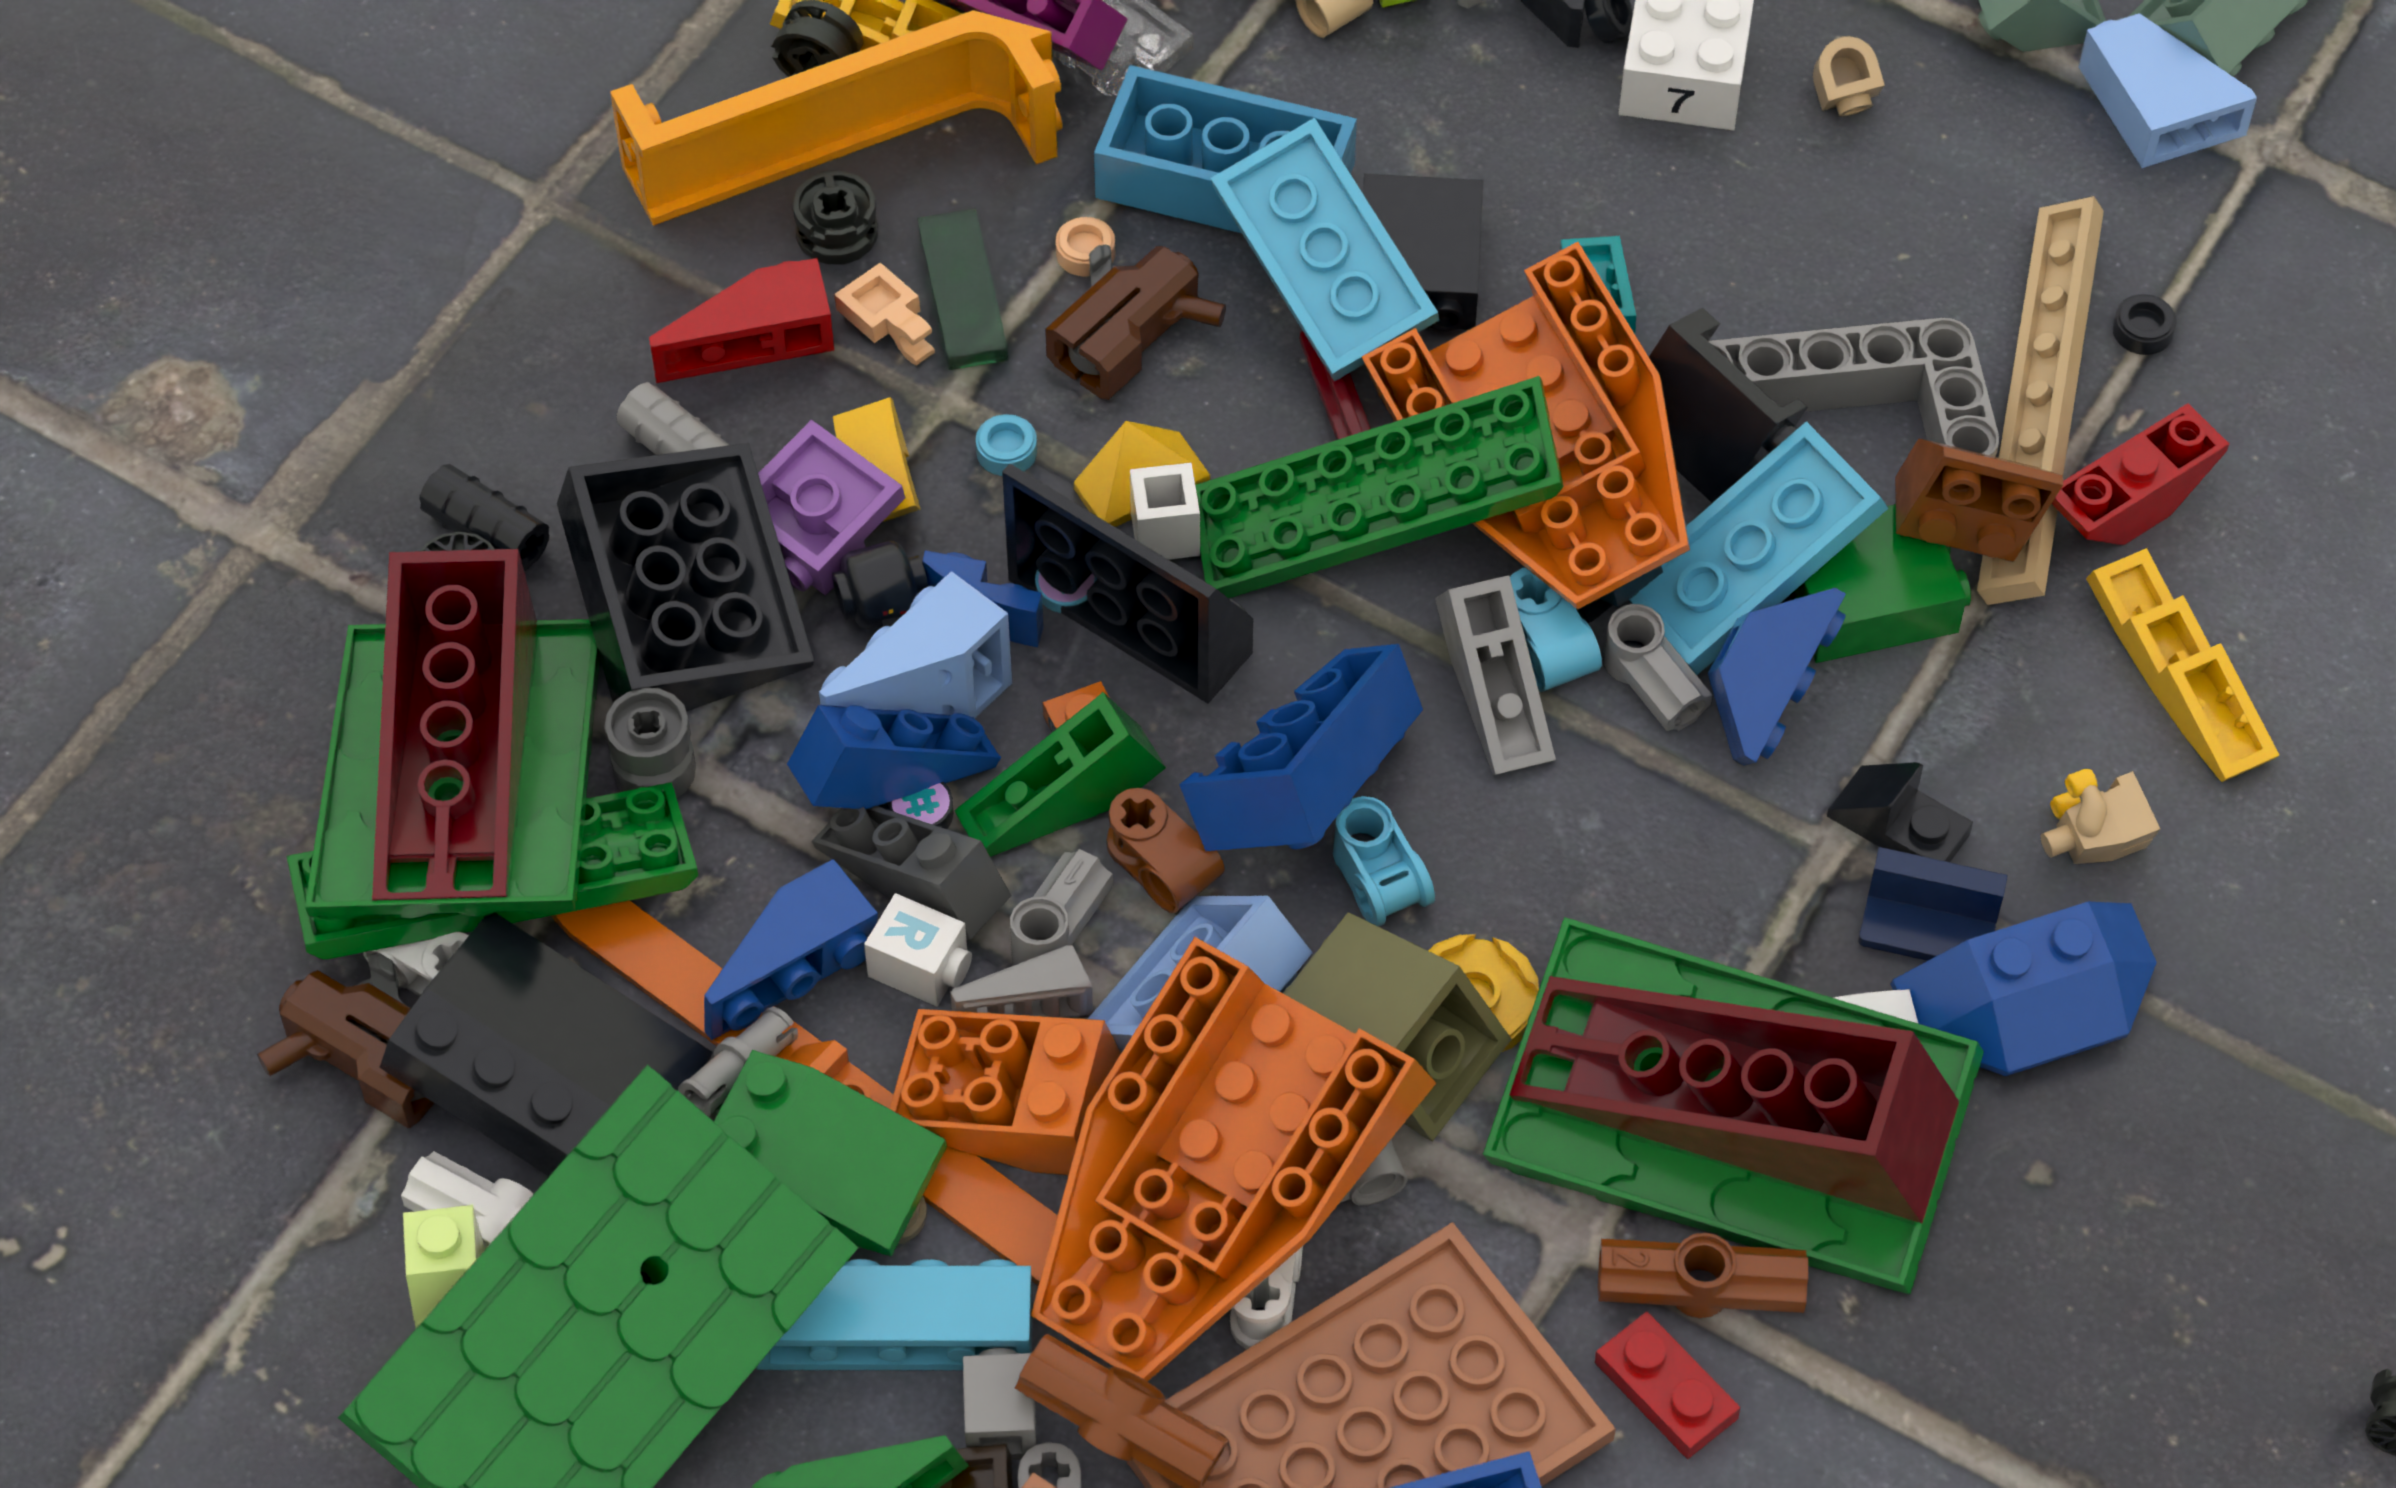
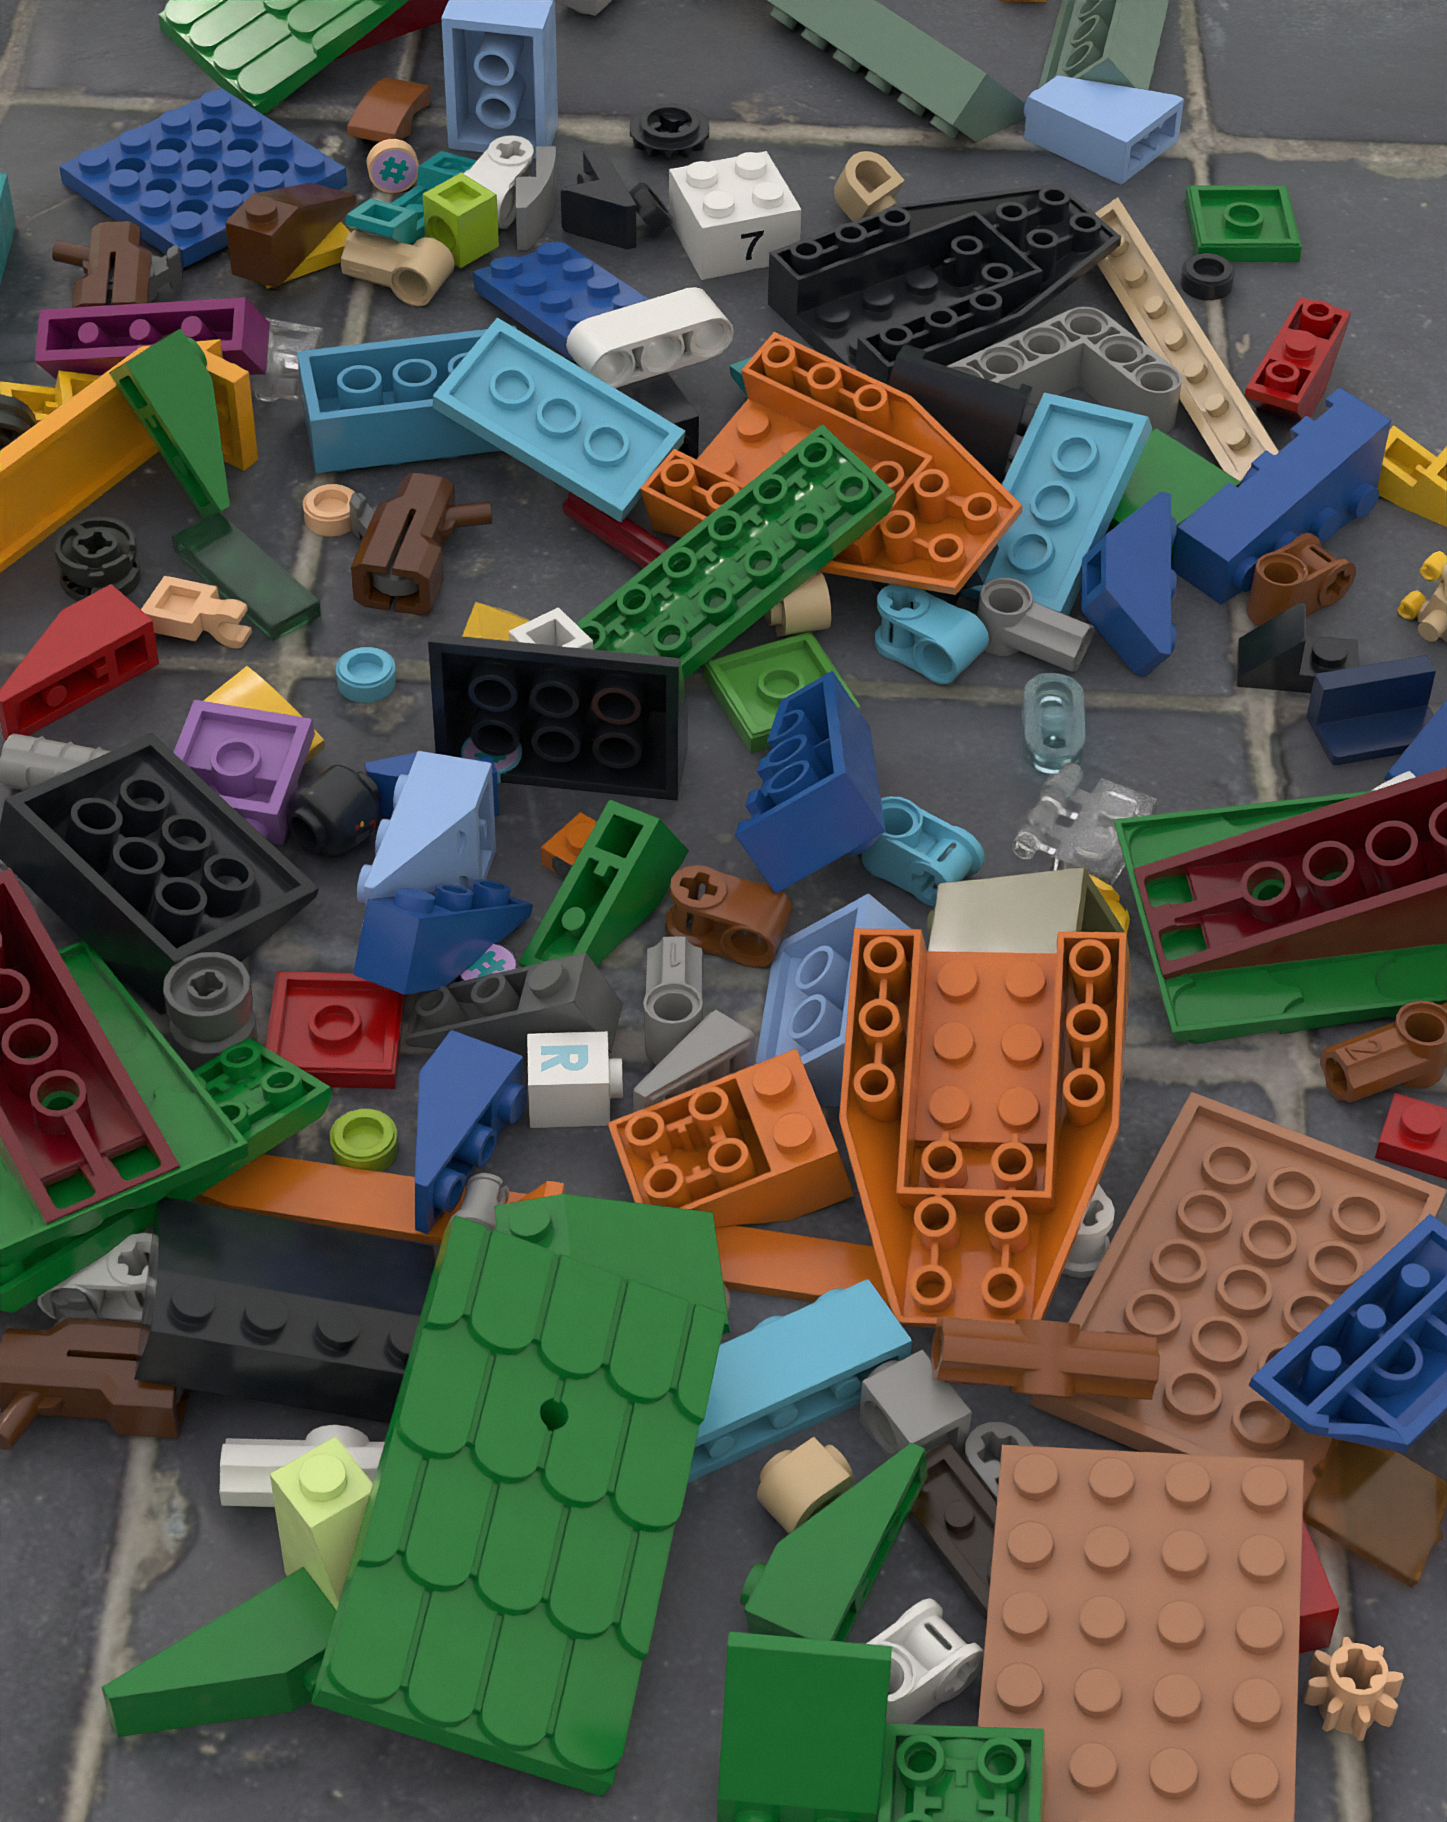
camera: 30 degrees left, 10 degrees down
(317, 1348) = (235, 1668): none -> green slope
(716, 925) = (364, 1140): none -> lime tile
(752, 807) = (337, 1028): none -> red tile
(866, 1420) = (803, 1482): none -> tan plate
(971, 89) = (178, 410): none -> green slope
(1377, 610) = (758, 678): none -> bright green tile
(1442, 554) = (803, 609): none -> tan plate
(1449, 99) = (552, 290): none -> blue plate
(1476, 187) = (650, 337): none -> white beam
(1496, 673) = (906, 675): light grey slope -> none
(1591, 898) = (1092, 836): none -> clear plate
(1600, 785) = (1053, 722): none -> clear light blue plate
(1841, 220) = (935, 274): none -> black wedge
(1964, 729) = (1297, 575): none -> dark orange piece
(1971, 499) = (1206, 399): dark orange slope -> none
(2002, 638) = (1308, 486): none -> blue wedge
(2232, 272) = (1243, 222): none -> green tile

